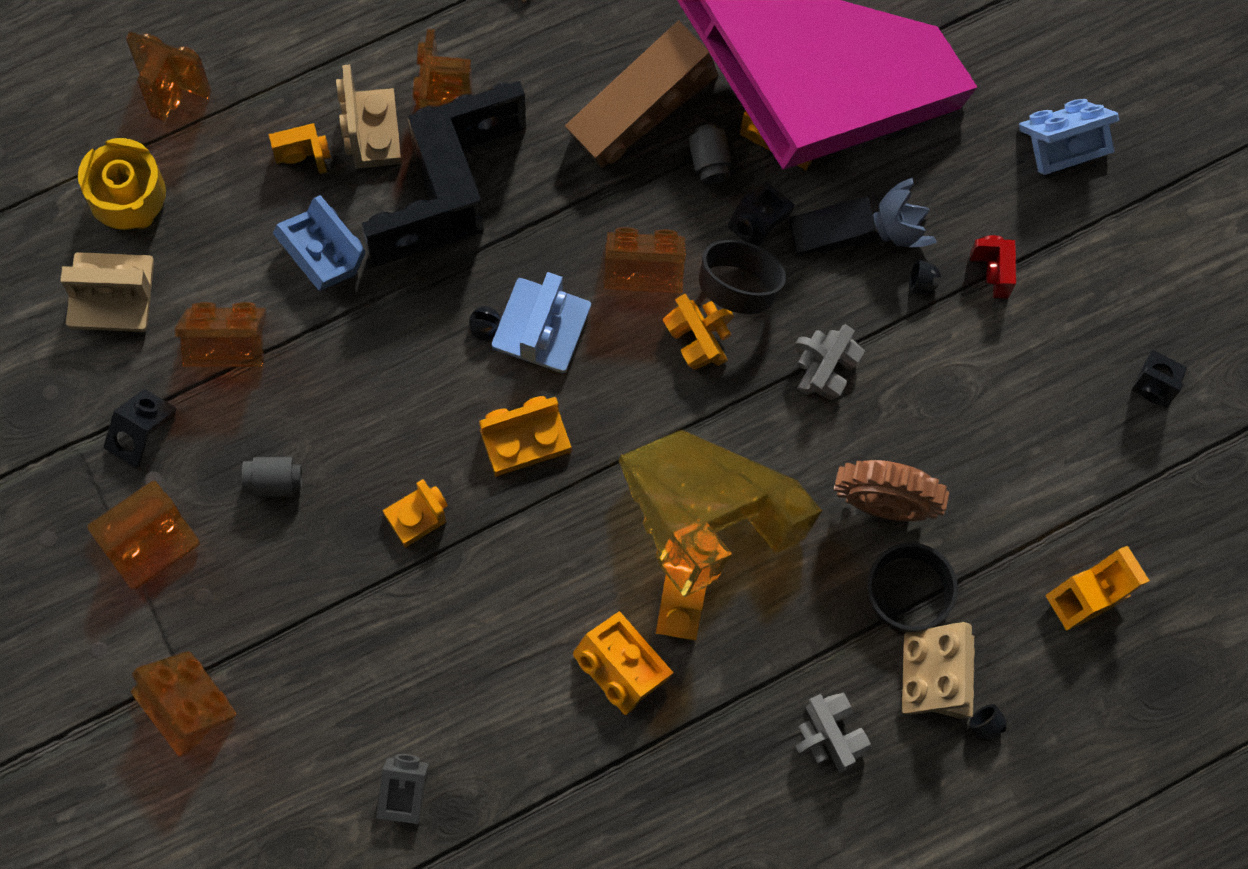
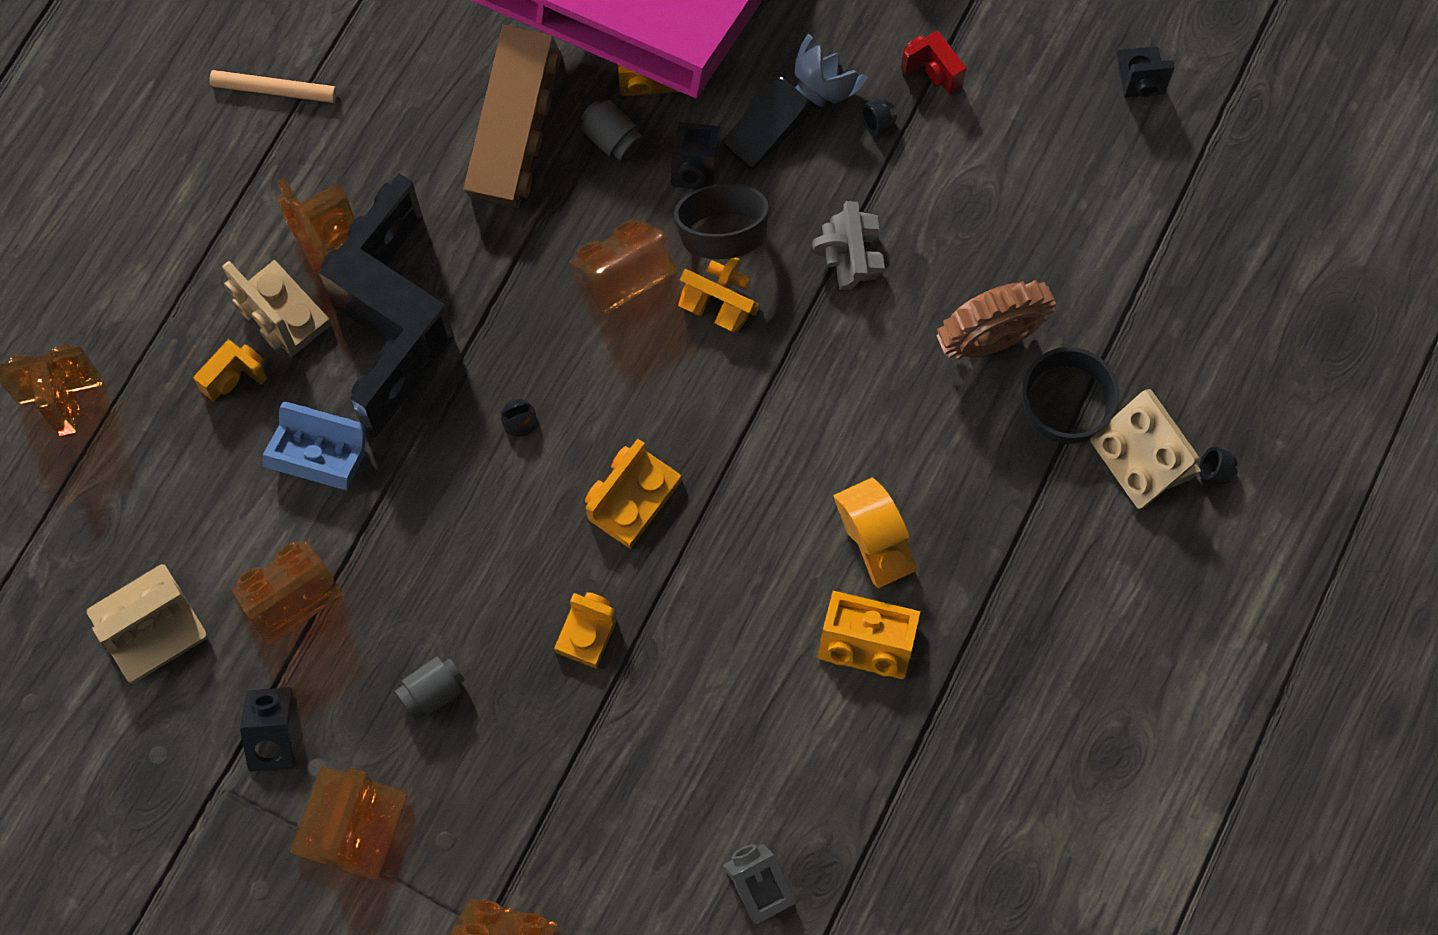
camera: 30 degrees left, 0 degrees up
(122, 184) = (63, 519): yellow brick -> none
(541, 323) = (571, 383): light blue bracket -> none
(700, 488) = (829, 435): clear yellow wedge -> none
(825, 715) = (1091, 573): light grey hips -> none
(1097, 589) = (1227, 286): light orange brick -> none

